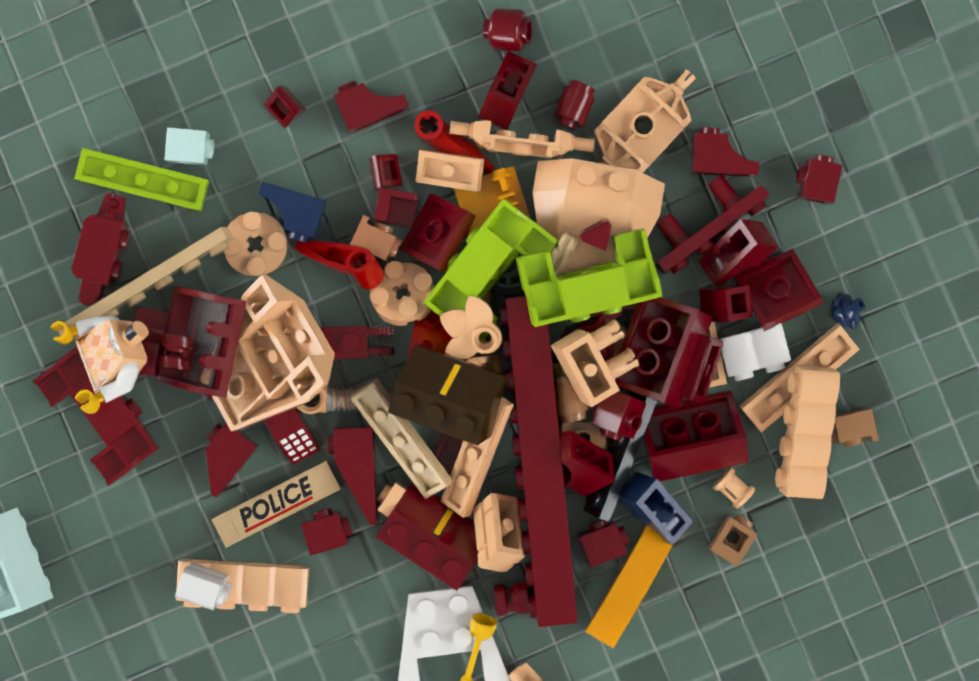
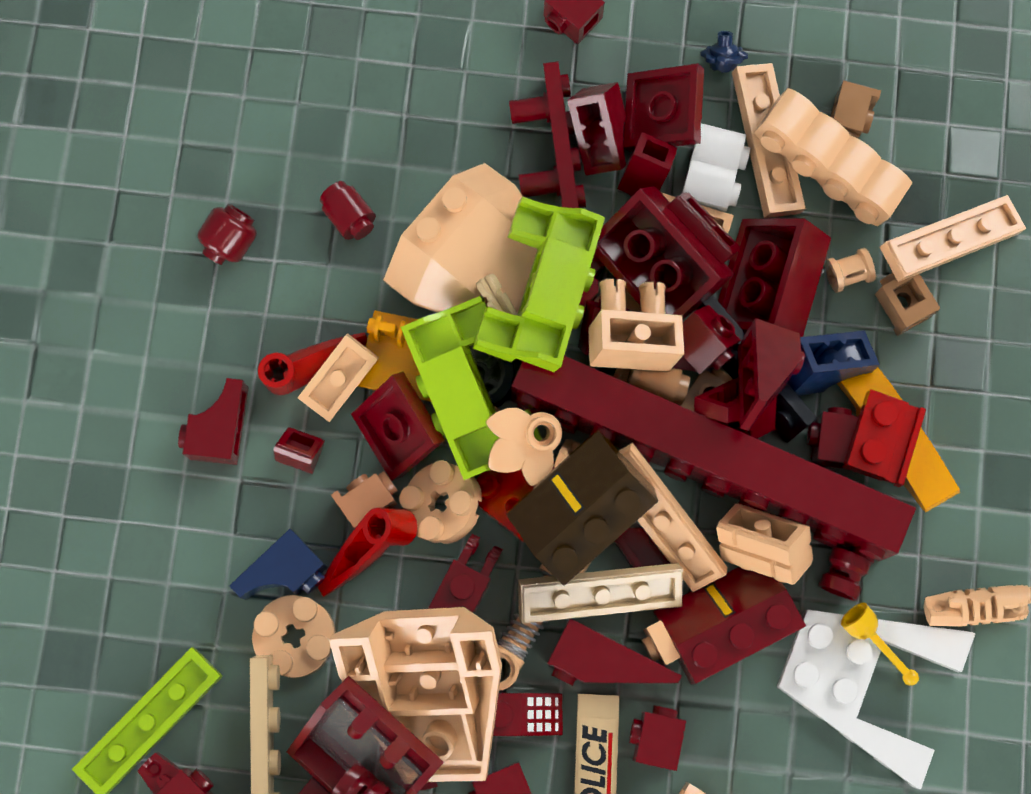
camera: 60 degrees left, 10 degrees down
(188, 146) = (143, 648): light aqua brick -> none
(284, 106) = (163, 519): dark red slope -> none
(396, 207) = (343, 457): dark red panel -> none
(507, 90) = (291, 271): dark red arch -> none
(535, 145) = (354, 287): light nougat plate -> none
(597, 234) = (498, 248): dark red slope -> none
(619, 576) = (884, 438): none -> red plate
(623, 466) = (765, 364): none -> dark red slope
(649, 98) = (400, 121): light nougat plate -> none
(715, 156) = (485, 96): dark red arch -> none
(796, 549) = (952, 238): none -> light nougat tile

